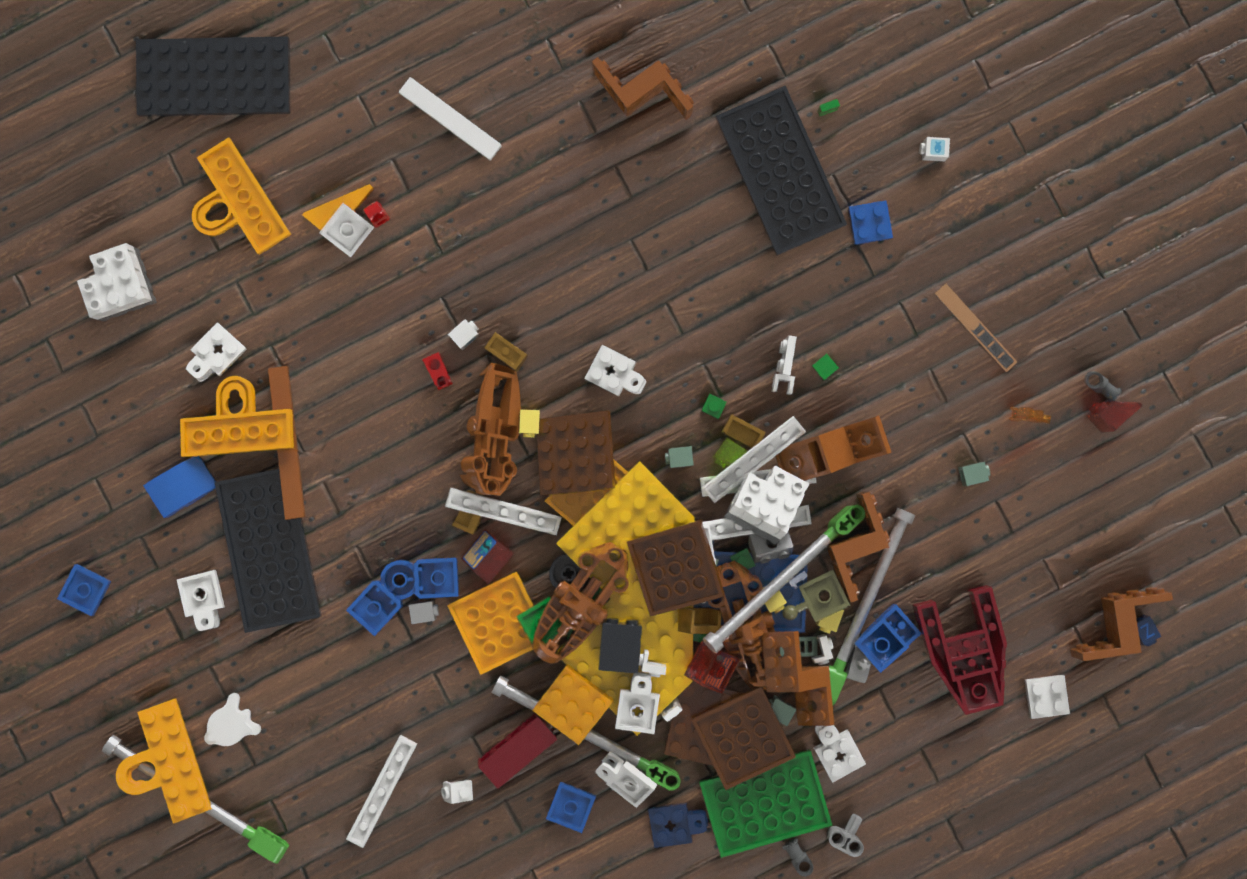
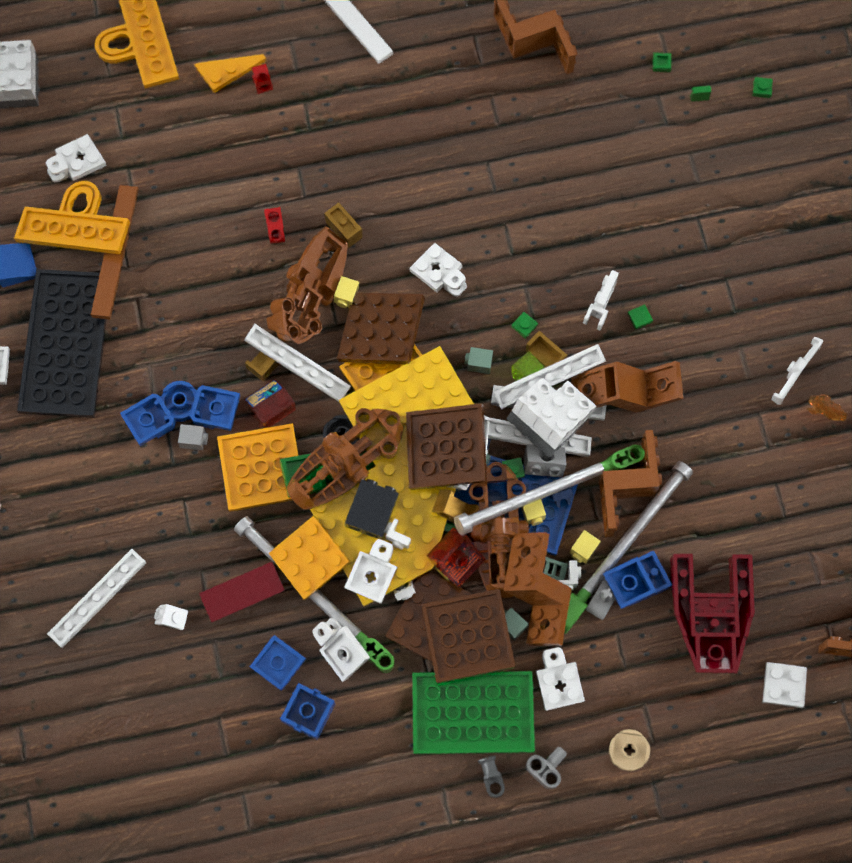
camera: 15 degrees right, 15 degrees down
(346, 229) = (230, 85): white plate -> none
(464, 334) = (309, 200): white brick -> none
(613, 847) = (308, 711): none -> blue brick
(685, 824) = (386, 711): dark blue plate -> none
(779, 79) = (661, 62): none -> green tile
(781, 170) = (643, 136): black plate -> none
(811, 593) = (572, 515): olive plate -> none
(870, 222) = (715, 201): blue plate -> none
(889, 82) = (762, 87): none -> green plate
(926, 805) = (621, 741): none -> tan plate
(935, 149) = (791, 152): white brick -> none
(974, 473) = (760, 449): sand green brick -> none
(976, 327) = (792, 317): medium nougat sticker -> none
(992, 382) = (795, 370): none -> white plate

